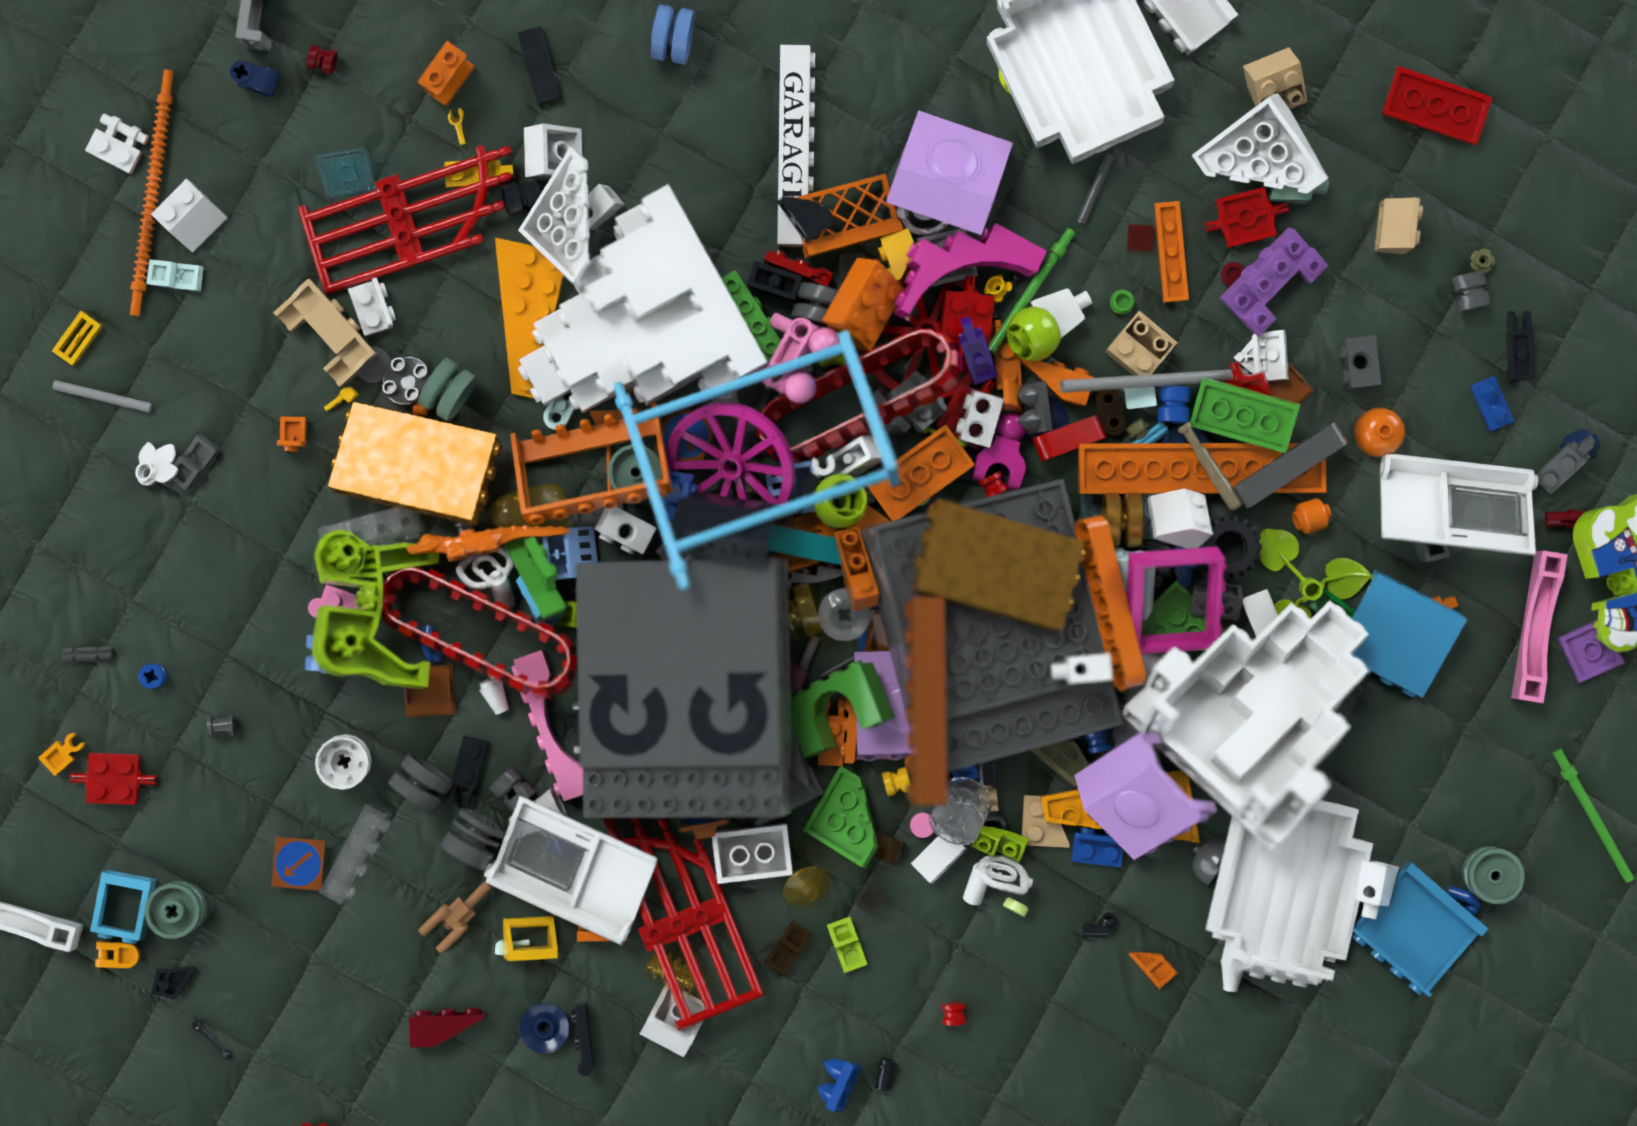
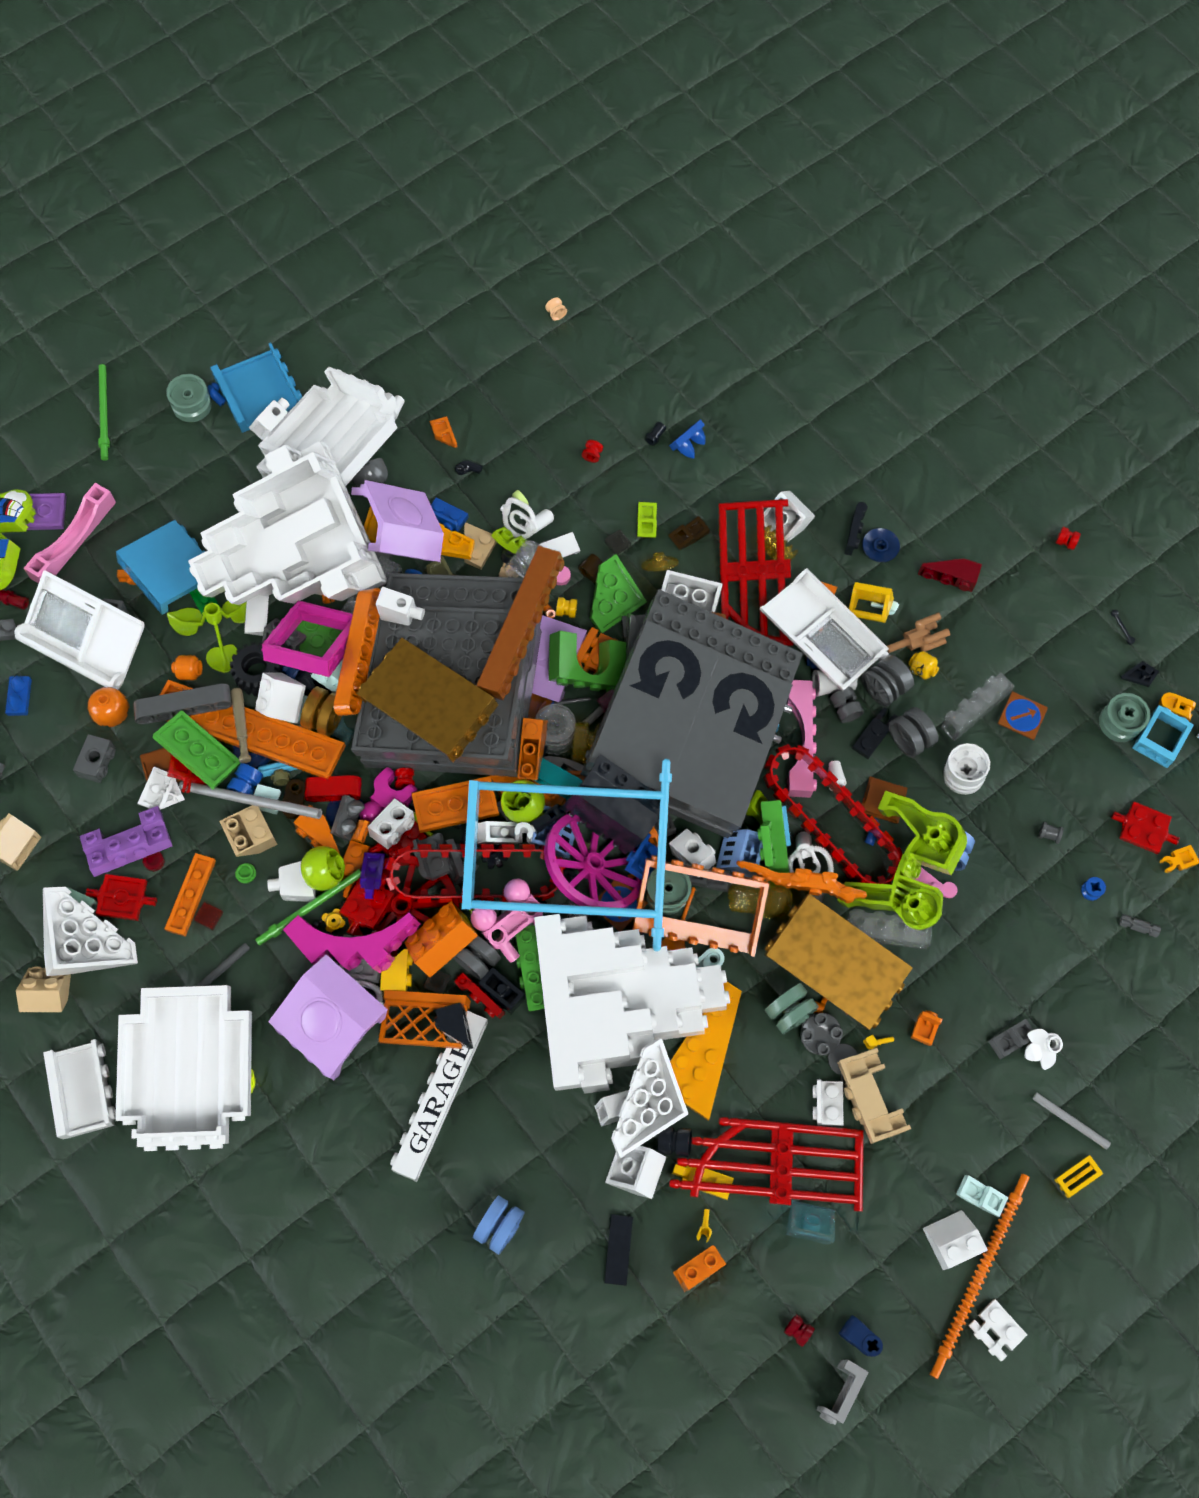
camera: 160 degrees left, 20 degrees down
(437, 882) = (923, 665): none -> yellow head

